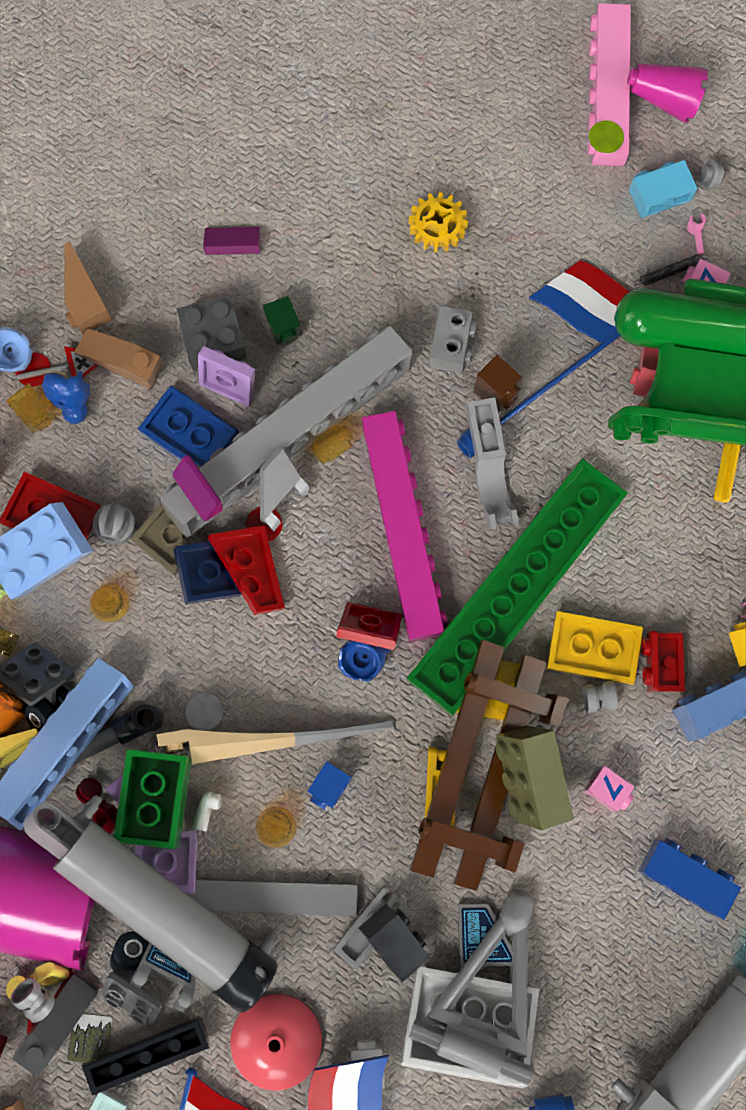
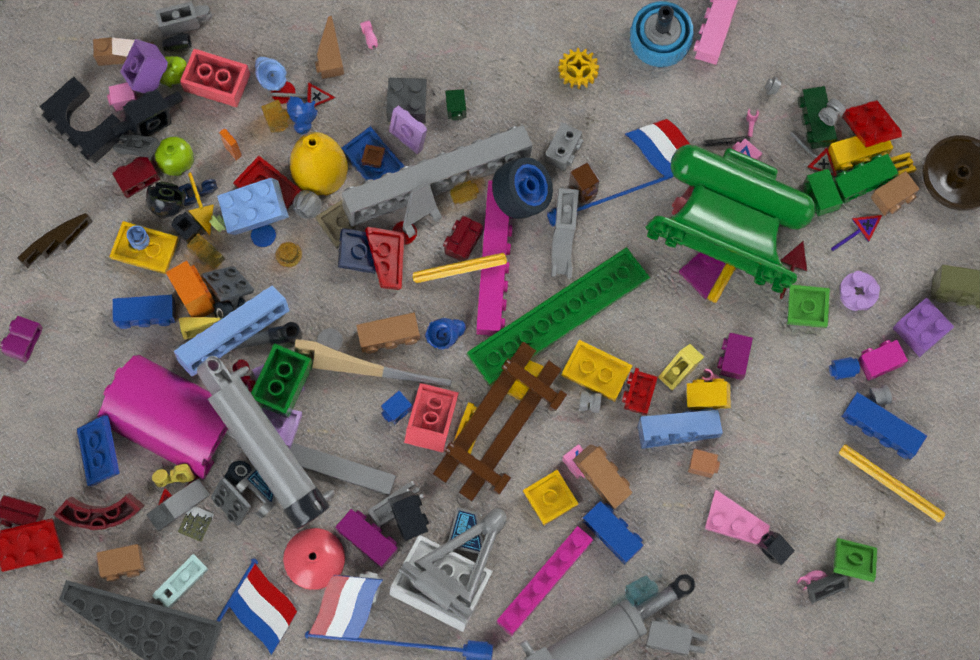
camera: 15 degrees right, 5 degrees down
(32, 1000) = (168, 483): light grey wheel -> none
(65, 586) = (263, 236): none -> blue sticker
(113, 461) = (318, 164): none -> yellow cylinder
(120, 357) = (343, 99): medium nougat slope -> none
(133, 257) = (367, 29): none -> bright pink arm
(146, 1055) = (229, 540): black brick -> none
(188, 428) = (373, 156): none -> reddish brown plate
(197, 489) = (367, 193): magenta slope -> none
(202, 815) = (315, 396): white arm -> none
(231, 240) = (438, 44): magenta slope -> none
(274, 837) = (354, 430): clear yellow cone -> none
(285, 679) = (388, 333): none -> medium nougat brick
(345, 991) = (367, 538): none -> magenta brick
(350, 511) = (463, 239): none -> dark red brick
(359, 556) = (459, 267): none -> yellow axle
(369, 625) = (453, 313): red tile -> none
(383, 785) = (431, 417): none -> coral slope
(414, 416) = (522, 188): none -> black wheel
(534, 777) = (529, 436): olive brick -> none
(538, 142) = (661, 34): none -> dark azure wheel
(586, 852) = (550, 497): none -> yellow plate
(606, 136) = (707, 42): clear neon green sticker -> none
(615, 981) = (544, 581): none -> dark pink brick
(654, 802) = (603, 475): none -> medium nougat brick
(662, 188) = (736, 86): medium azure brick -> none
(670, 88) = (759, 21): dark pink cone -> none
(697, 466) = (702, 273): none -> magenta wing
(710, 609) = (681, 366): none -> light yellow slope

